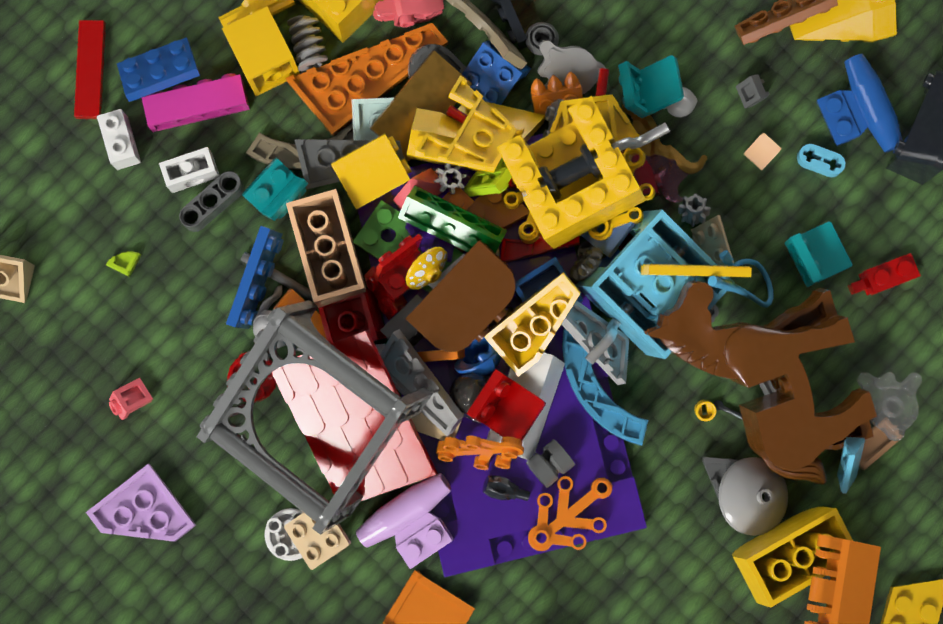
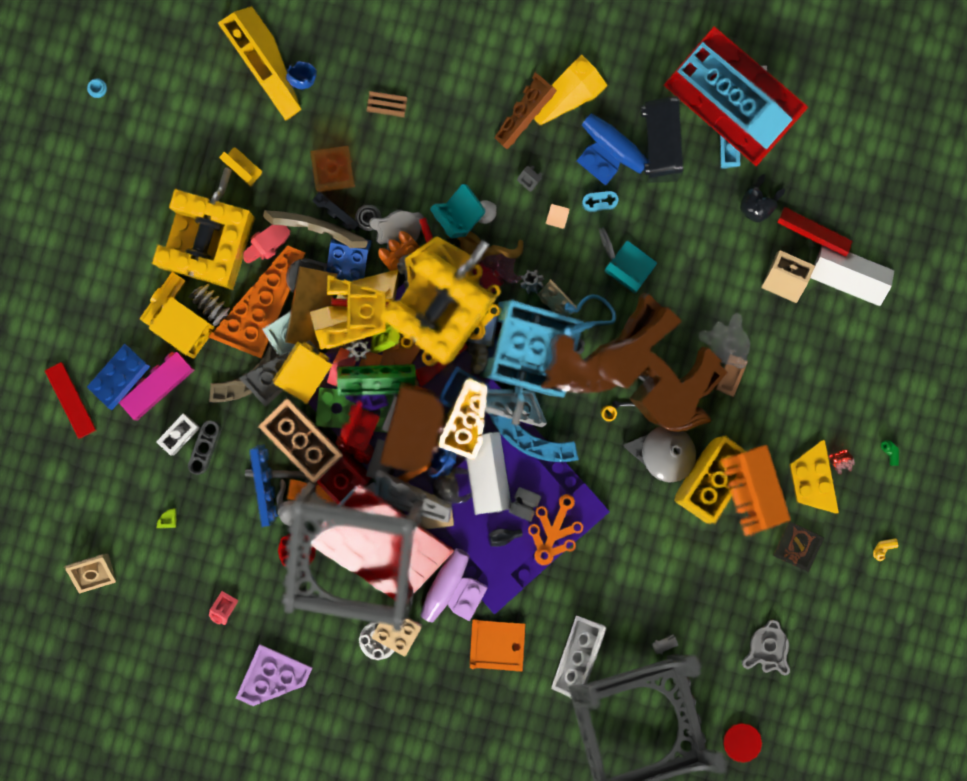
camera: 30 degrees left, 5 degrees up
(118, 139) = (118, 438): white brick -> none
(274, 189) = (244, 417): teal bracket -> none
(426, 268) = (375, 419): yellow dish -> none
(506, 407) = (477, 484): red bracket -> none
(509, 447) = (491, 512): orange plant -> none
(695, 270) = (553, 329): yellow tile -> none
(805, 210) = (606, 243): none -> dark grey wheel
(850, 462) = (721, 398): medium azure slope -> none
(886, 276) = (683, 258): red hinge -> none

